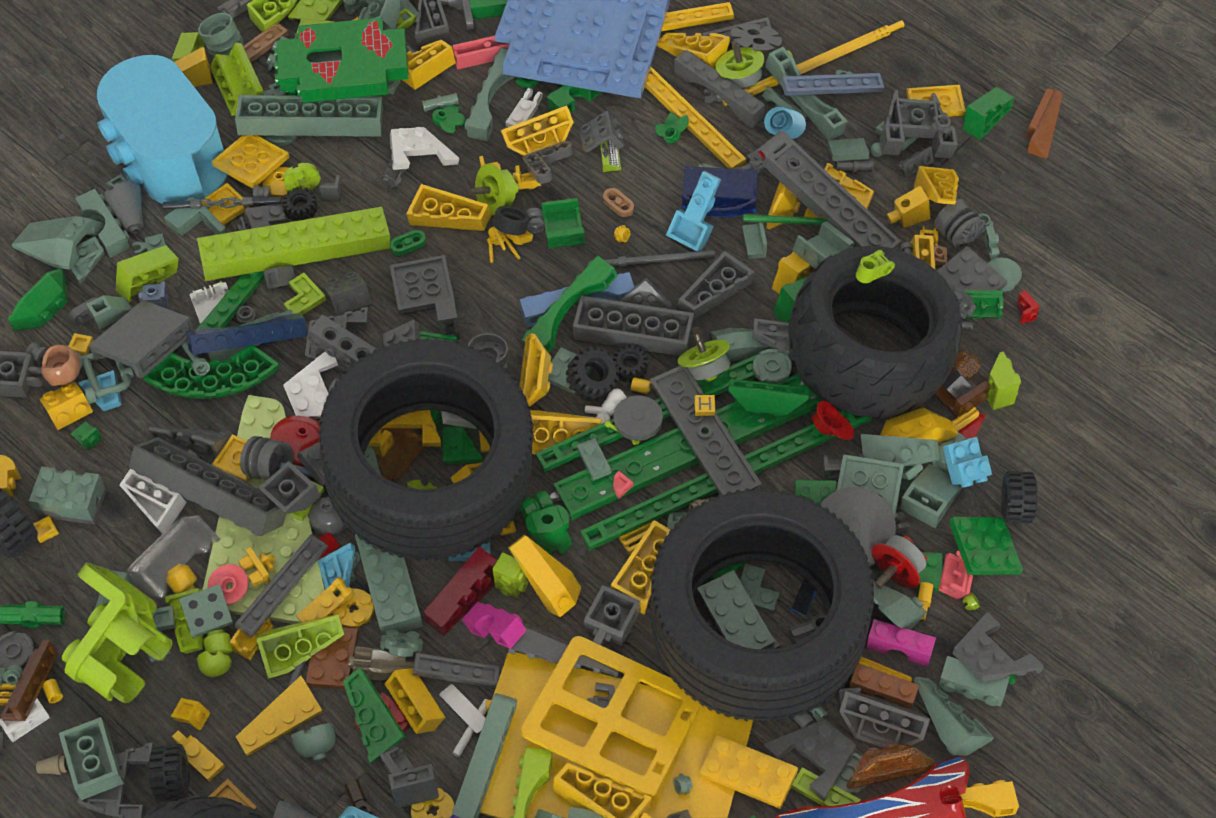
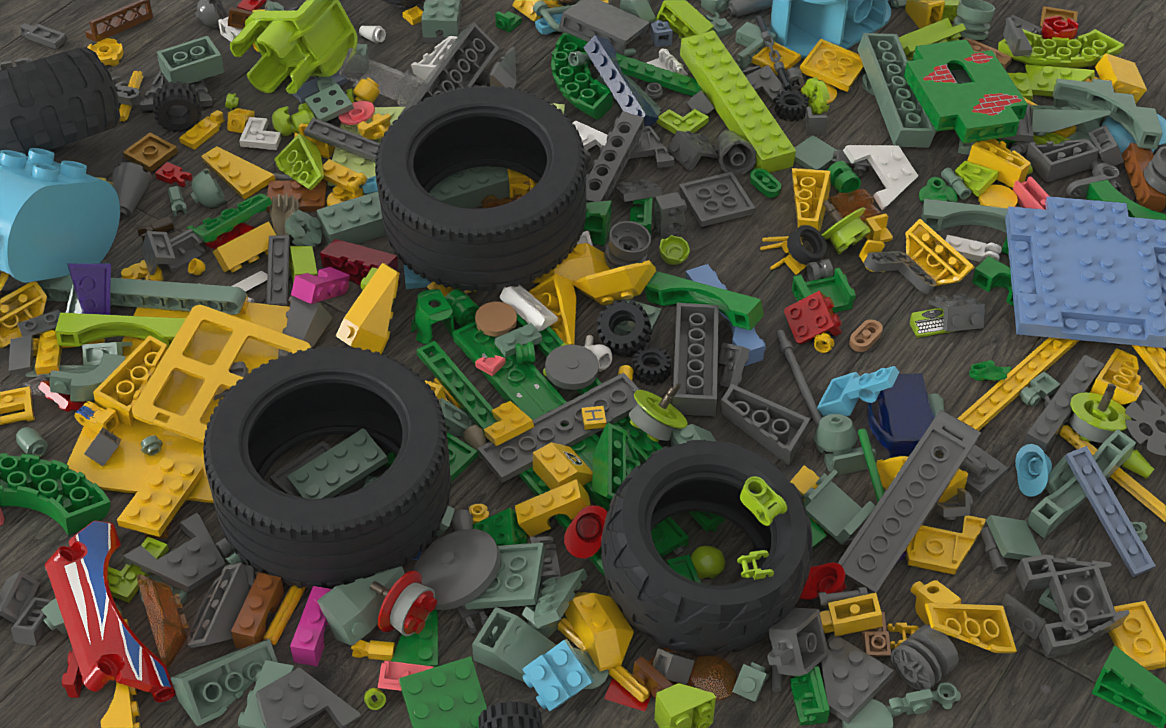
camera: 80 degrees right, 10 degrees down
(69, 571) = (373, 33): none -> white cone
(155, 723) = (231, 101): none -> lime plate
(227, 697) = (257, 137): none -> white plate
(266, 788) = (171, 173): none -> red plate
(270, 9) = (1016, 39): none -> dark grey panel
(316, 778) = (176, 200): none -> sand green bar
(362, 258) = (735, 153): none -> dark grey cone
(374, 195) = (814, 154): none -> sand green tile
(425, 176) = (843, 177): none -> green wheel
(428, 758) = (196, 267): none -> yellow hinge
(438, 84) = (976, 177): none -> lime wing
(449, 646) = (302, 261): none -> lime hinge
(455, 180) = (849, 202): none -> clear orange slope
(465, 78) = (998, 196): none -> yellow tile
(489, 324) = (674, 250): none -> lime hair
(554, 447) = (528, 307): none -> white slope
(564, 475) = (496, 318): none -> medium nougat tile
(597, 234) = (812, 317): none -> red bracket
(616, 452) = (525, 353): none -> green wheel
(696, 99) = (1042, 386): none -> sand green plate
(701, 468) = (510, 423): none -> yellow plate
(734, 240) = (835, 434): none -> sand green cone
(758, 437) = (560, 465): none -> yellow slope
(799, 448) = (566, 499): none -> yellow arch
(921, 285) = (755, 573): none -> lime piece
(970, 340) = (750, 681): none -> sand green bracket

